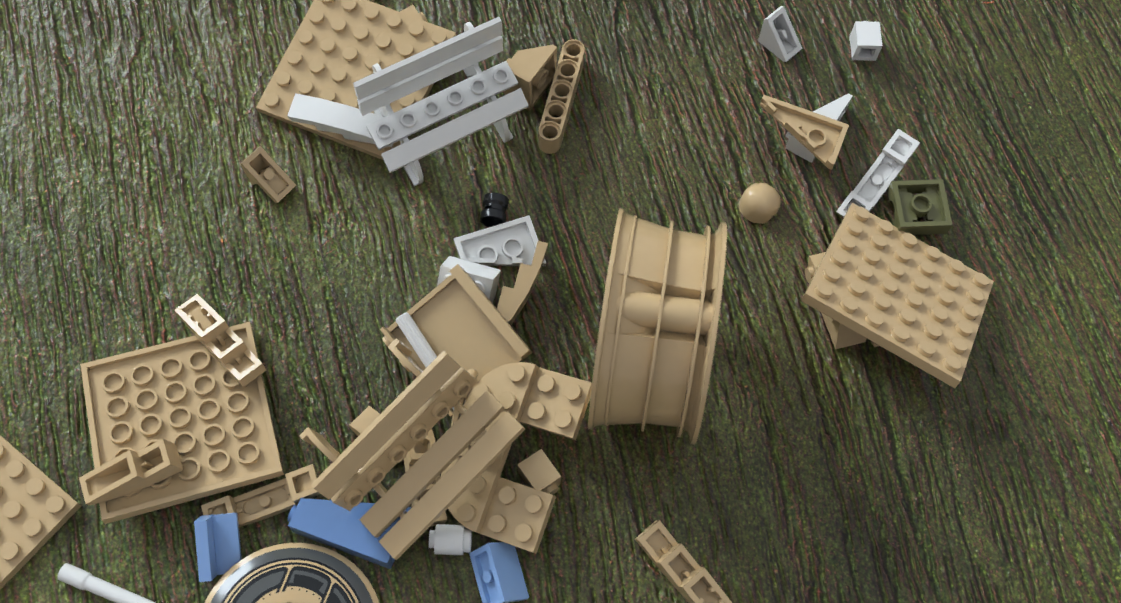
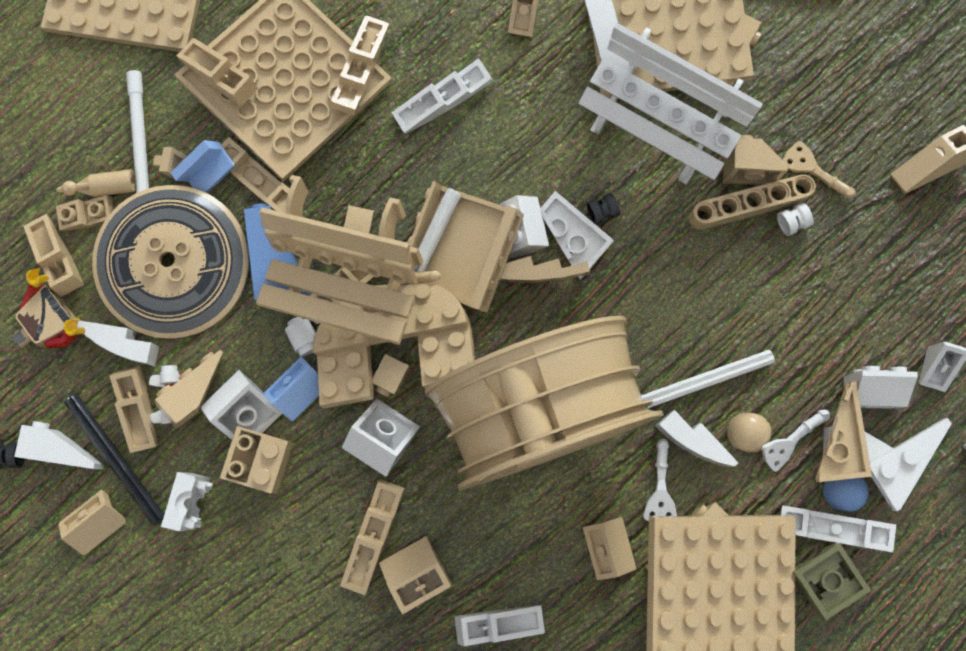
camera: 65 degrees right, 15 degrees up
(186, 580) = (169, 160): none -> tan tile
(298, 289) = (442, 97): none -> white slope
(559, 39) = (811, 166): none -> tan piece
(595, 516) = (380, 437): none -> white slope
(596, 72) = (795, 219): none -> white wheel
(698, 191) = (710, 378): none -> white axle
(746, 551) = (414, 575): none -> tan slope
(751, 243) = (695, 440): none -> white slope
(777, 299) = (660, 493): none -> white piece
(778, 81) = (883, 387): none -> white slope
(787, 186) = (788, 445): none -> white piece
(806, 368) = (609, 549): none -> tan panel
(830, 502) = (499, 625): none -> white slope
(849, 99) = (902, 466): none -> white wing
(851, 159) = (846, 494): none -> medium blue hair

